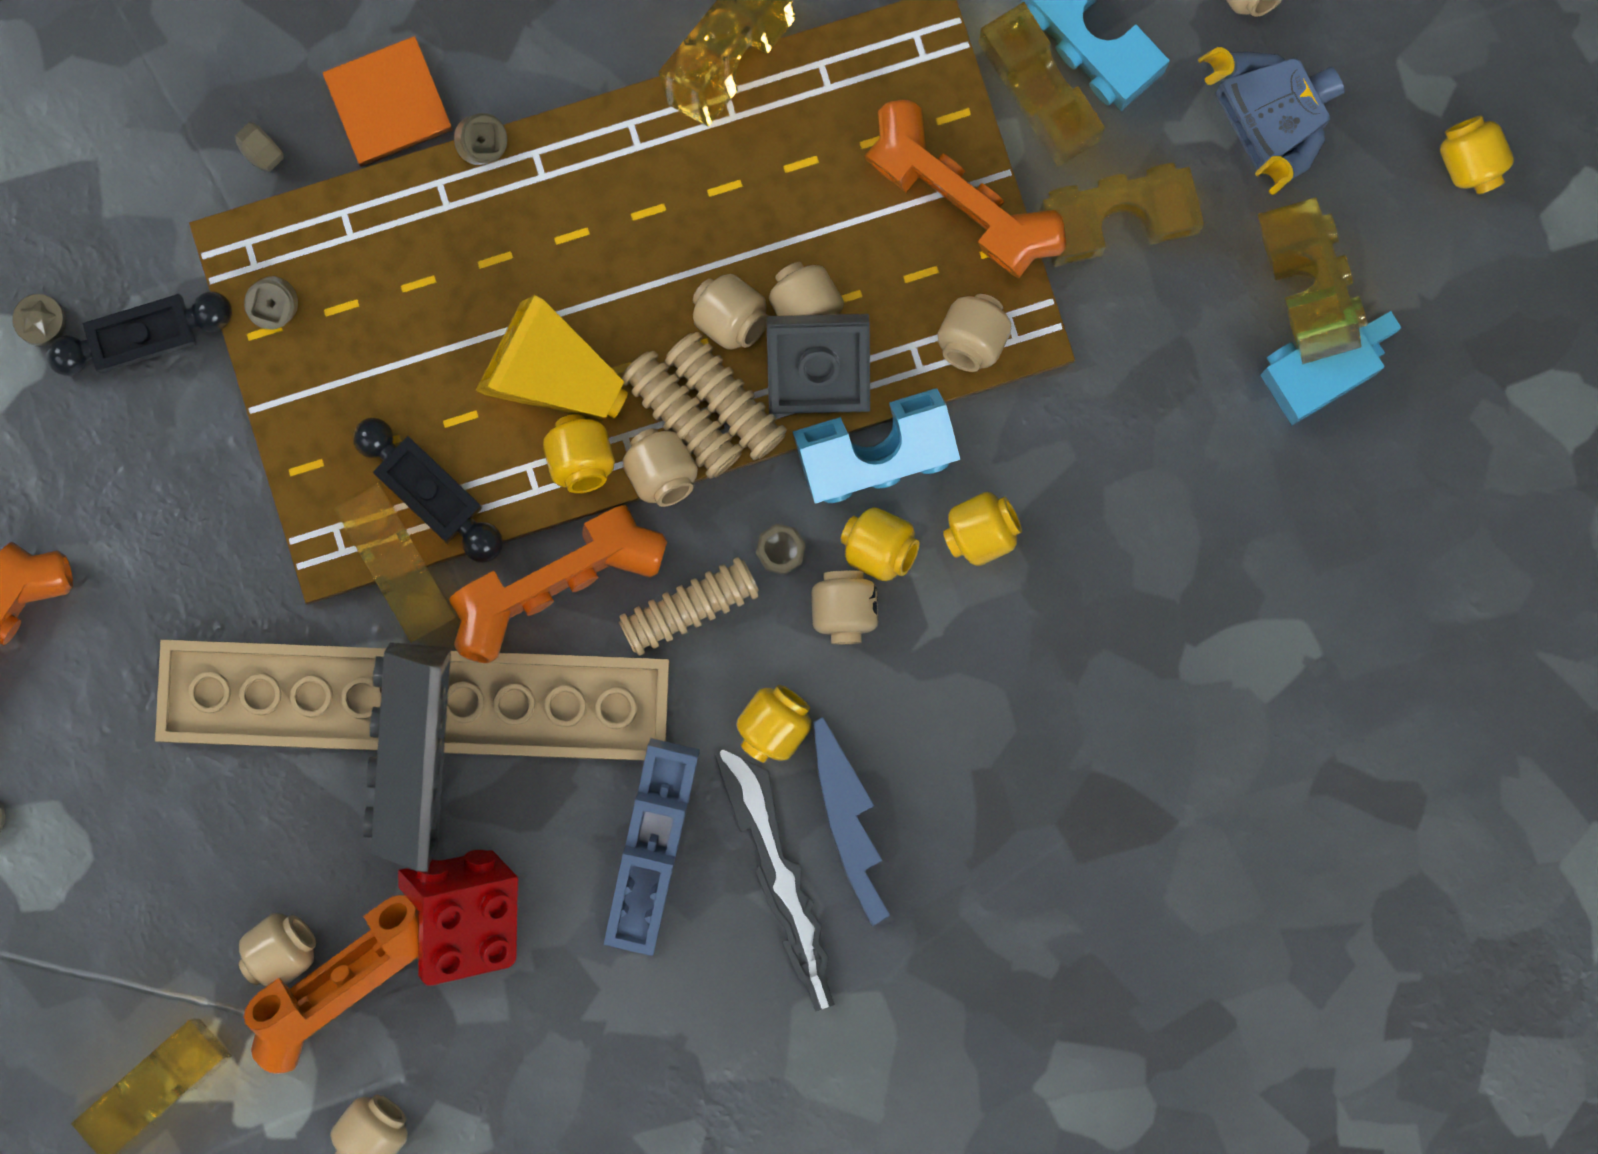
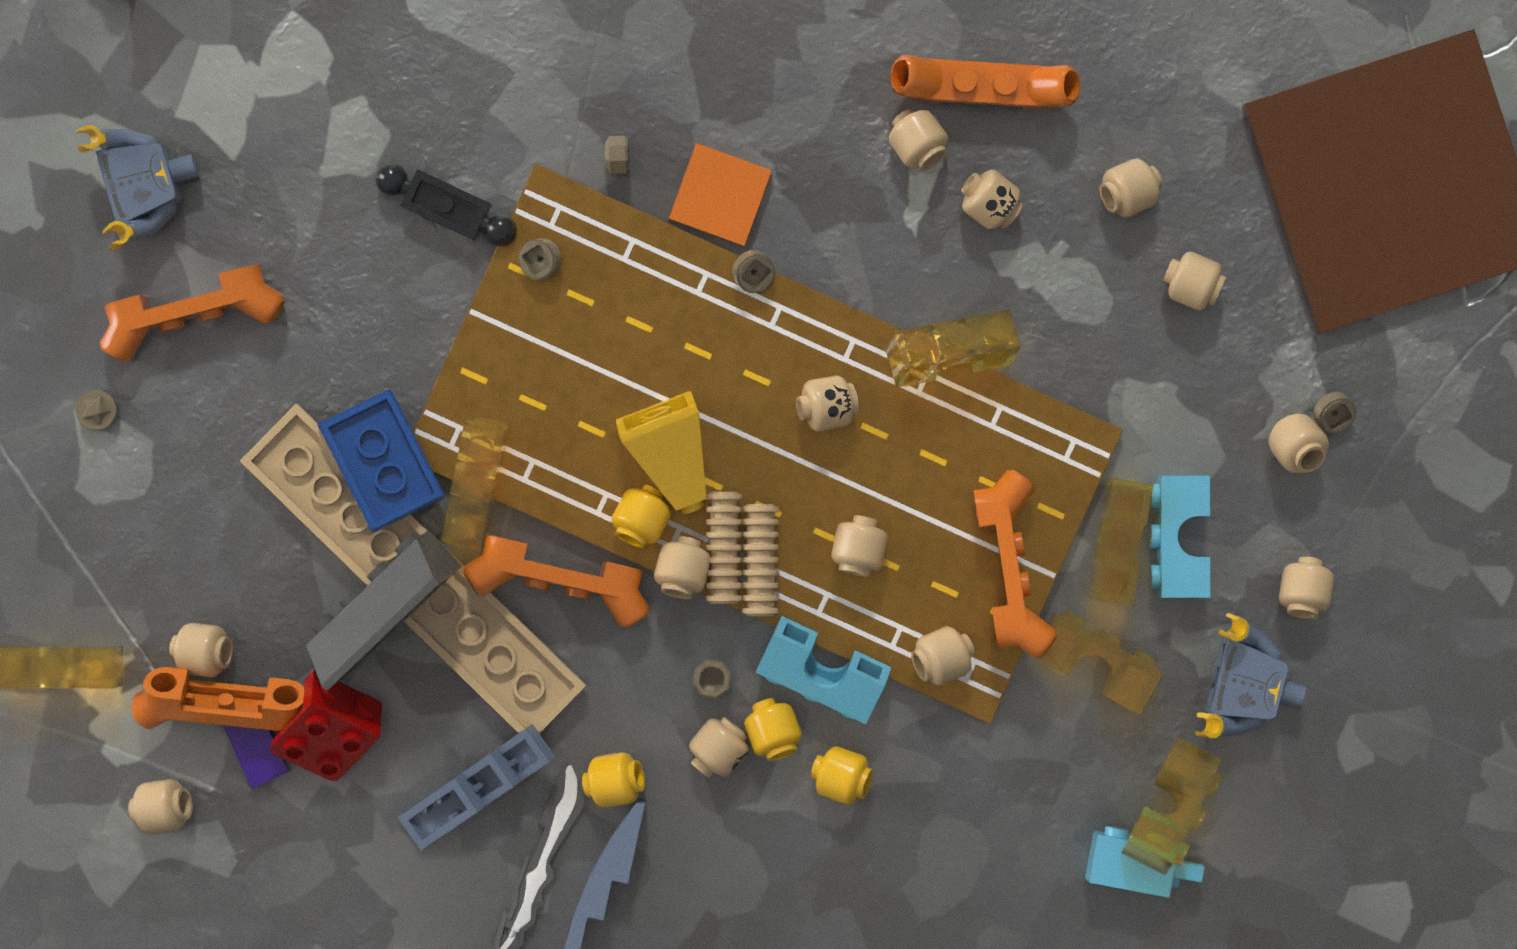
camera: 45 degrees right, 5 degrees up
(39, 320) = (394, 141): dark tan tile -> none
(289, 621) = (381, 461): none -> blue tile
(414, 1003) = (254, 754): none -> dark purple tile
(427, 490) = (532, 456): black plate -> none
(657, 196) = (827, 403): none -> tan head
(688, 606) = (626, 664): tan piece -> none
(730, 311) = (808, 512): tan head -> none
(818, 363) = (832, 592): dark grey tile -> none
(1476, 154) = (1344, 818): yellow head -> none

